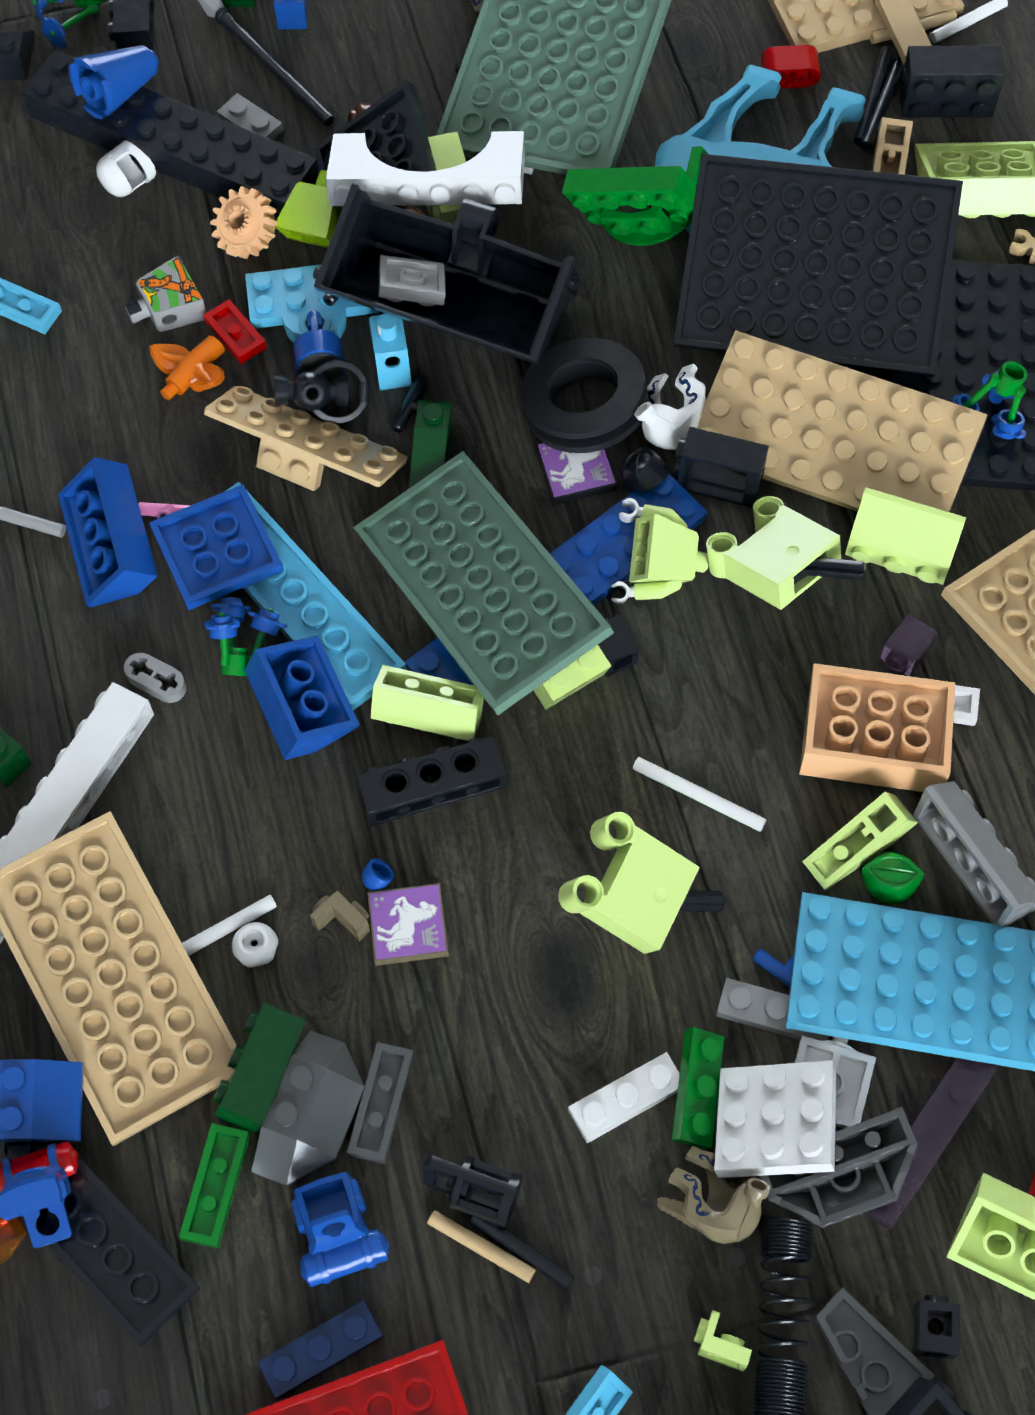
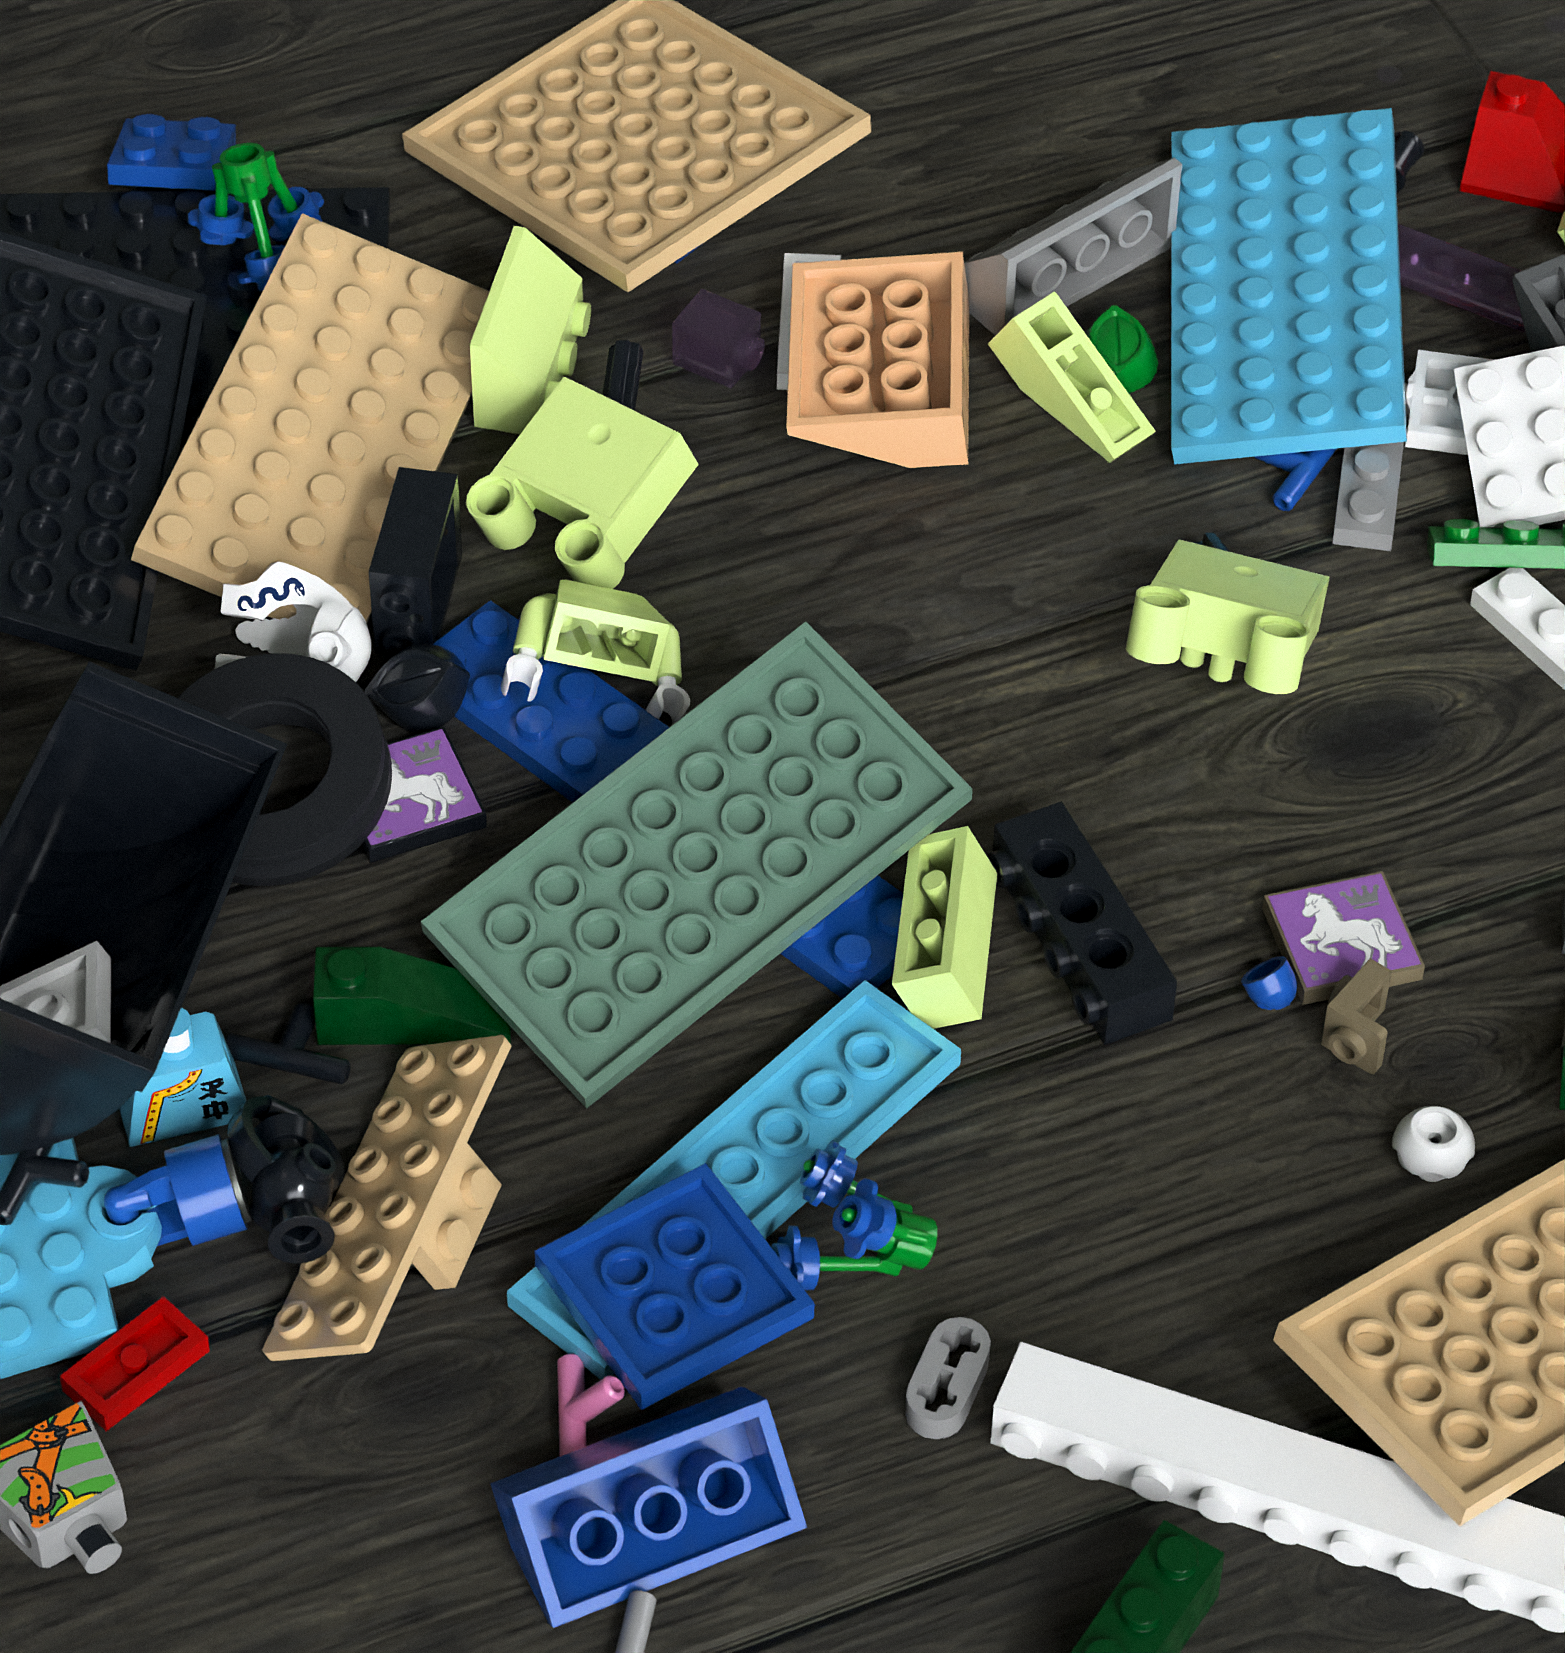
camera: 100 degrees left, 15 degrees down
(189, 367) = (230, 1429): orange plant -> none
(229, 925) = (1395, 1177): white piece -> none
(300, 696) = (966, 1118): blue slope -> none
(699, 794) = (1023, 588): white bar -> none

